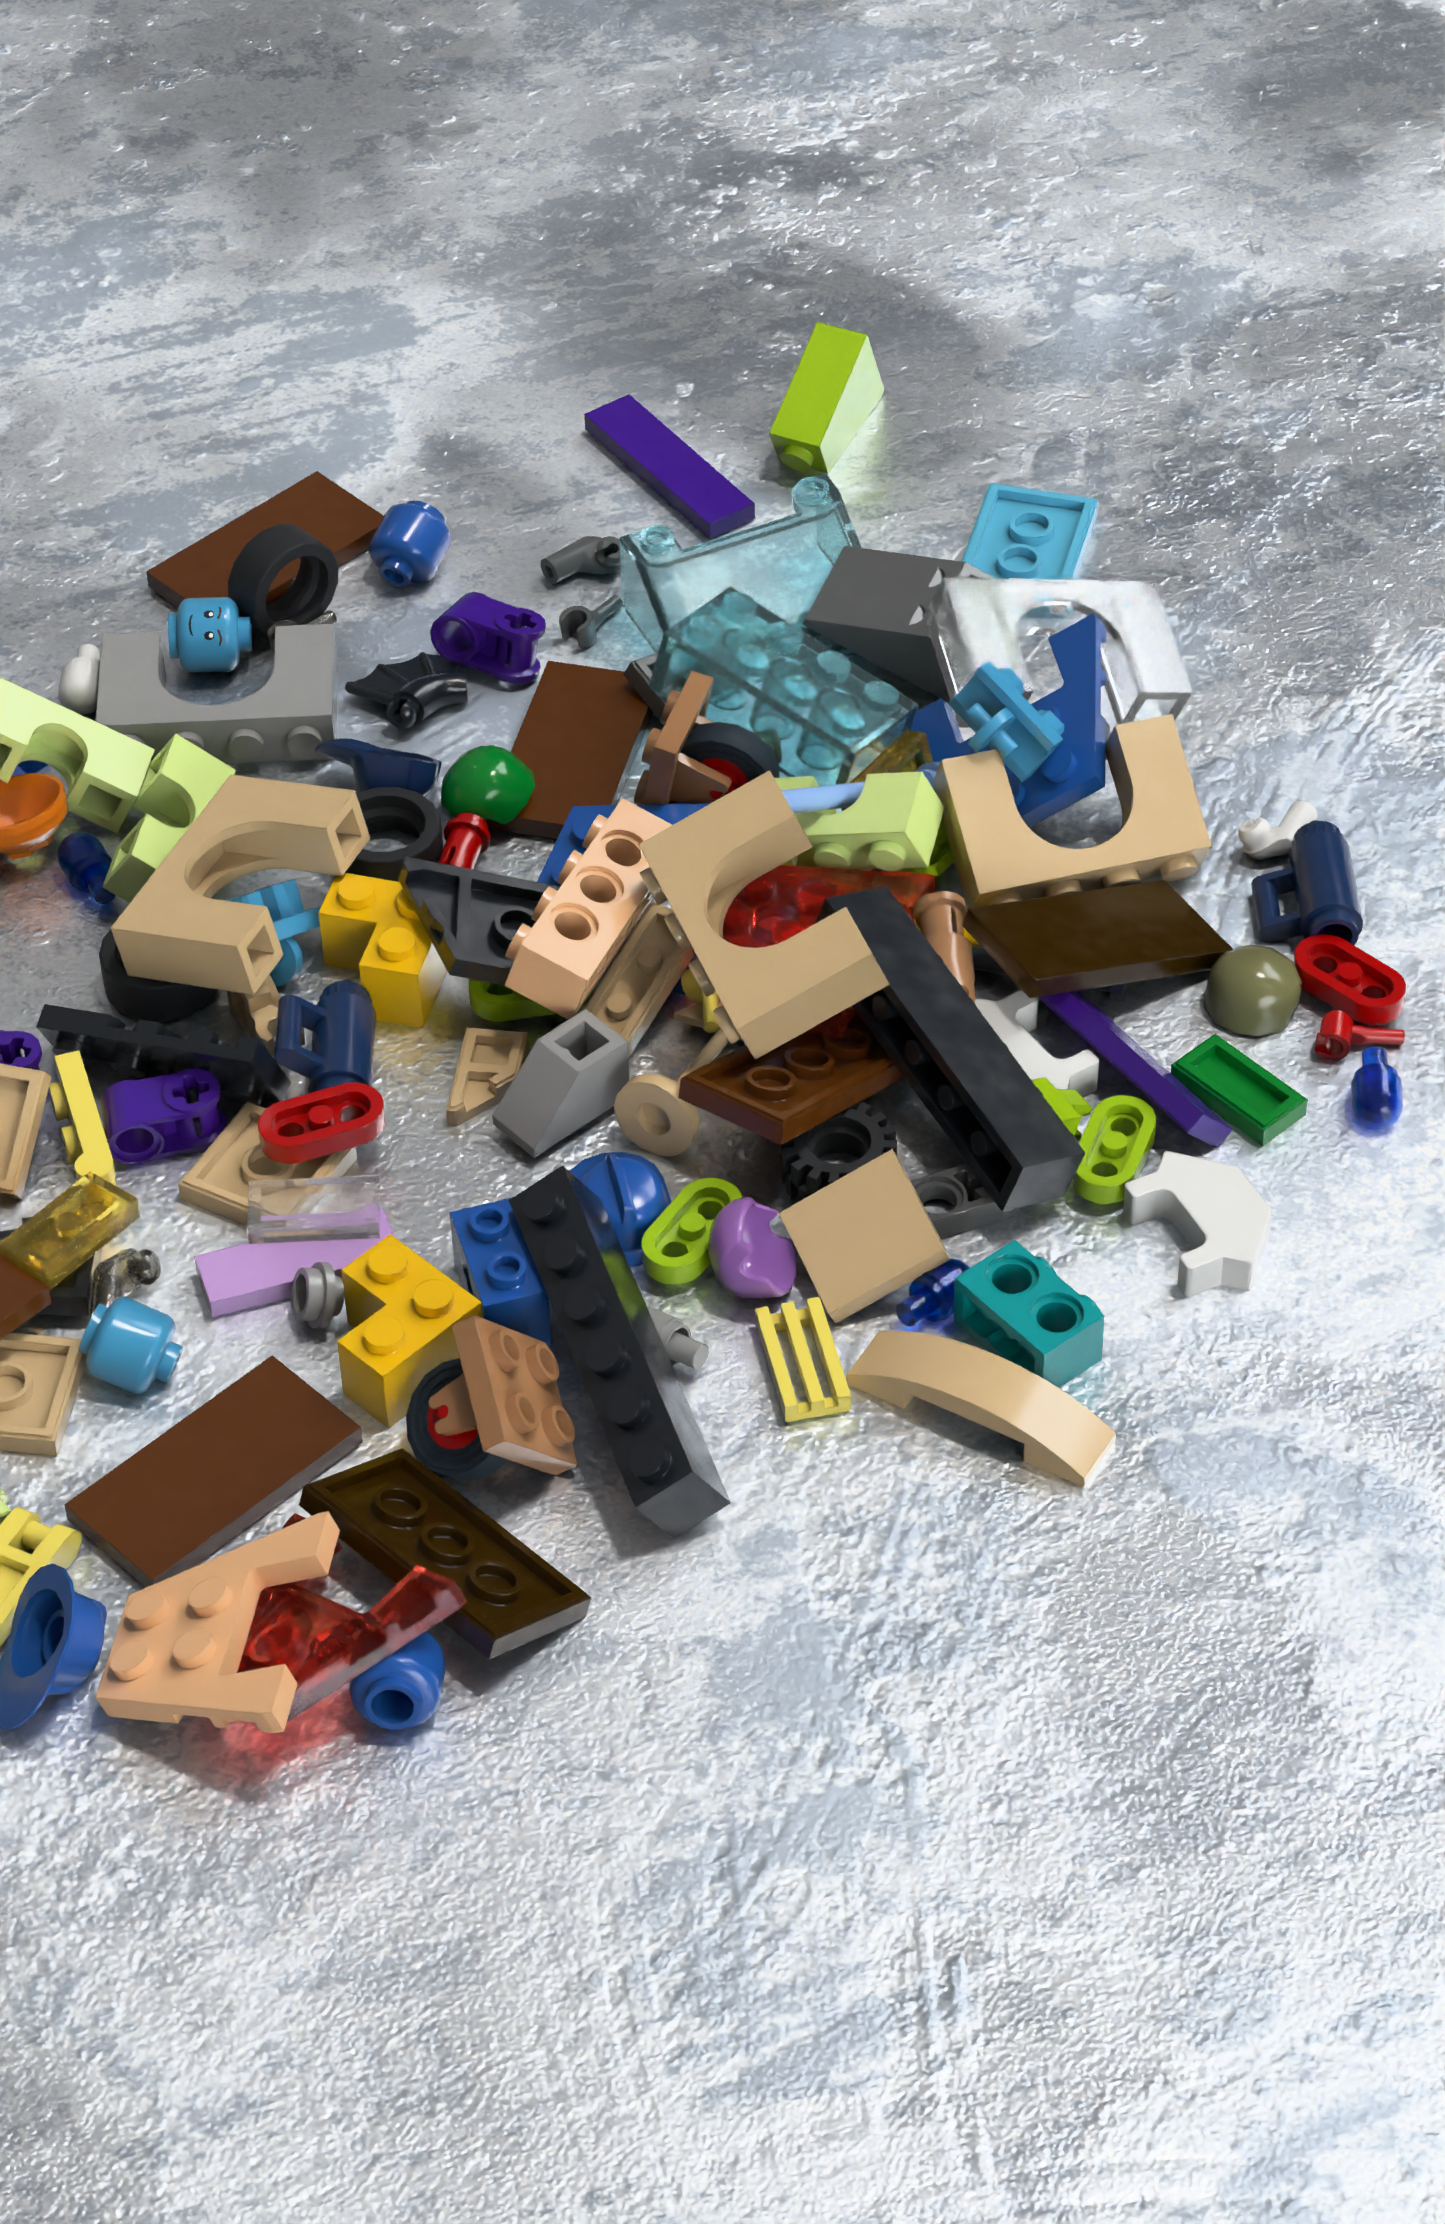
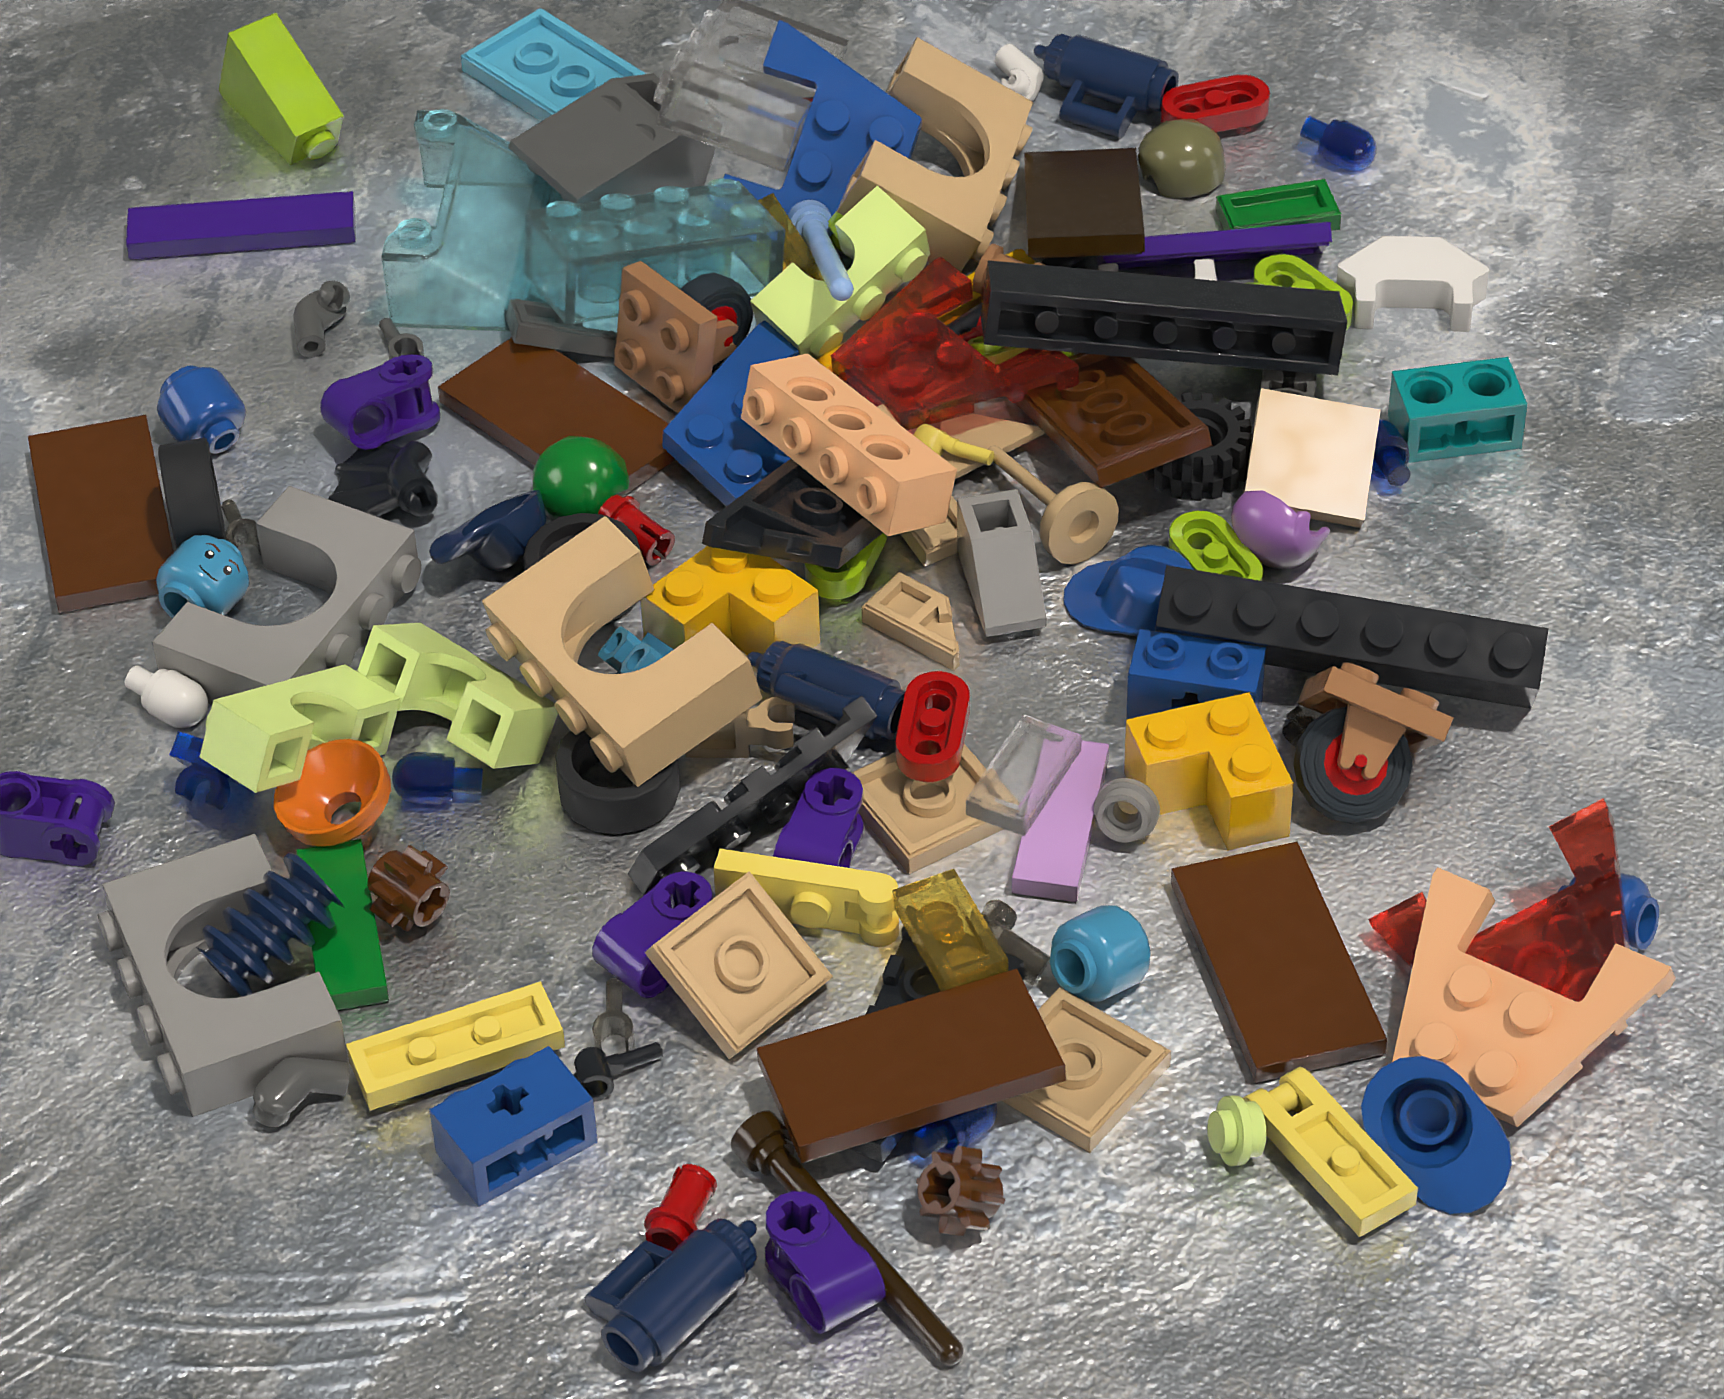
camera: 60 degrees left, 0 degrees up
(408, 1517) = (1470, 835): dark brown tile -> none
(764, 990) = (1048, 381): tan arch -> none
(793, 1322) = (1397, 556): light yellow tile -> none
(990, 1391) = (1502, 466): tan slope -> none
(1006, 720) = (849, 118): dark azure hips -> none
(1339, 1032) = (1269, 137): red hand -> none

